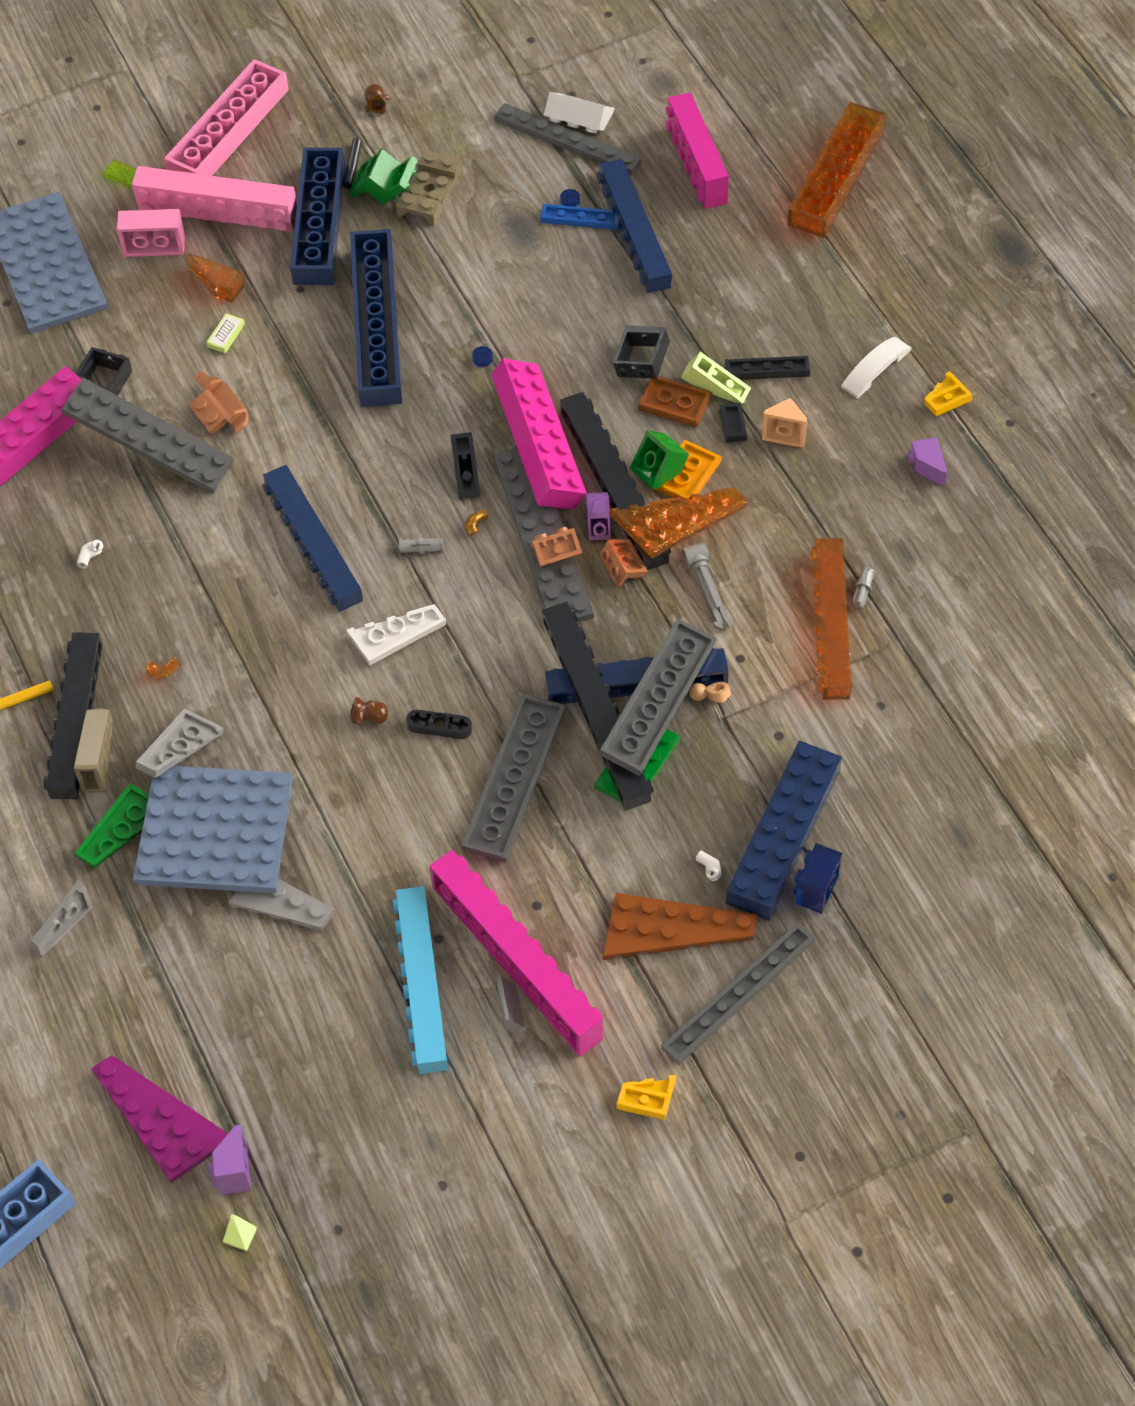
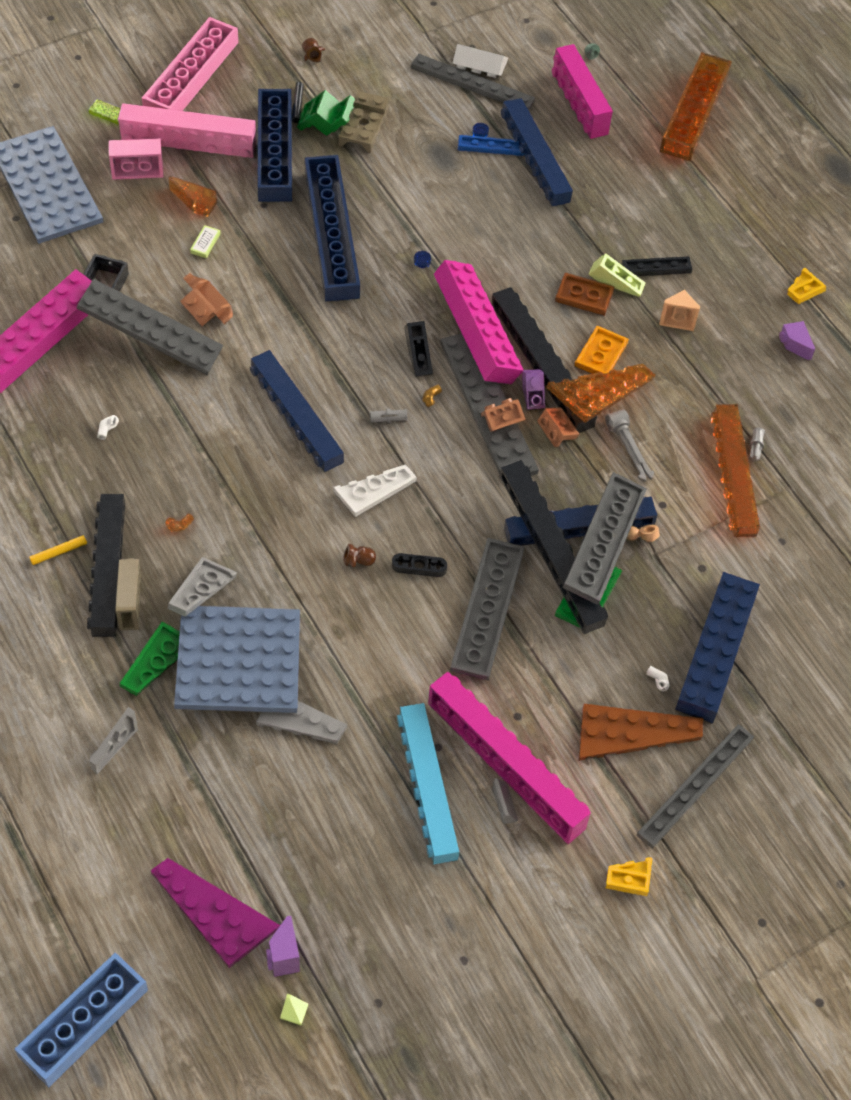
camera: 10 degrees left, 0 degrees up
(634, 336) = (548, 241): black window -> none
(658, 459) = (579, 341): green slope -> none
(717, 99) = (592, 51): none -> sand green plate
(733, 422) = (634, 311): black tile -> none
(817, 878) = (751, 686): clear blue brick -> none
(873, 364) = (742, 264): white slope -> none

